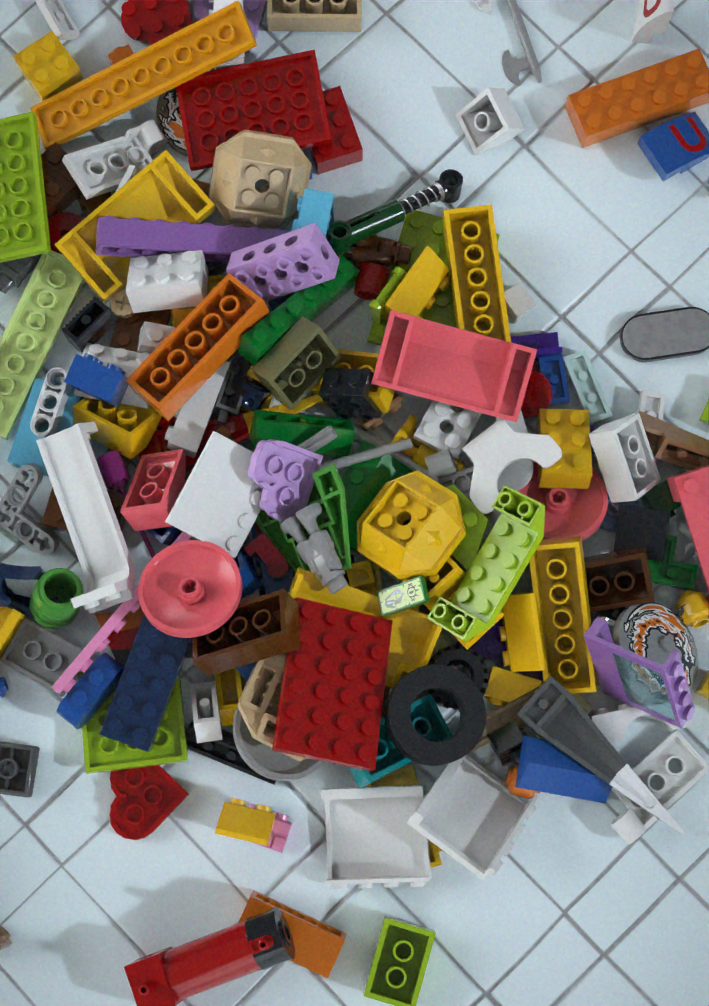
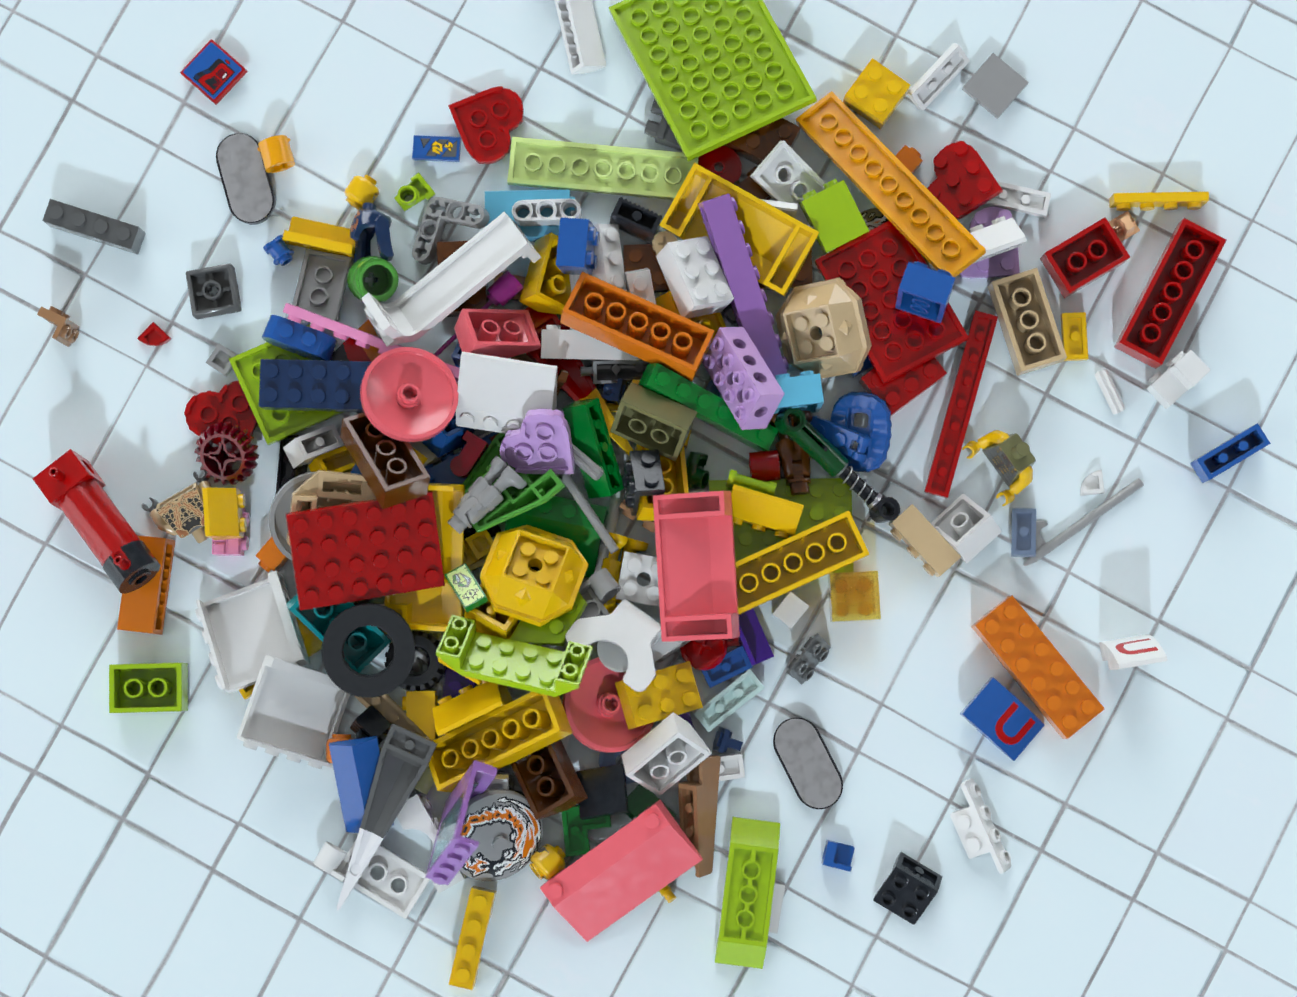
camera: 80 degrees right, 5 degrees up
(33, 847) = (154, 336): none -> red tile
(83, 783) = (220, 360): none -> light grey plate
(150, 134) = (833, 215): none -> lime brick
(189, 785) = (235, 444): none -> dark red gear
(227, 868) = (182, 511): none -> torso
(260, 64) = (925, 291): none -> blue brick
(303, 791) = (271, 557): none -> orange brick
(360, 344) = (696, 474): none -> dark green plate
(370, 197) = (843, 438): none -> blue plate
(374, 89) = (961, 404): none -> red plate
(375, 167) = (878, 426): none -> blue piece
(436, 59) = (1010, 459): none -> torso
(491, 160) = (924, 541): none -> tan brick
(511, 70) = (1023, 532): none -> sand blue plate
(525, 238) = (854, 596): none -> clear yellow brick
(565, 288) = (803, 667): none -> dark grey hinge
(623, 404) = (723, 741): none -> dark blue brick

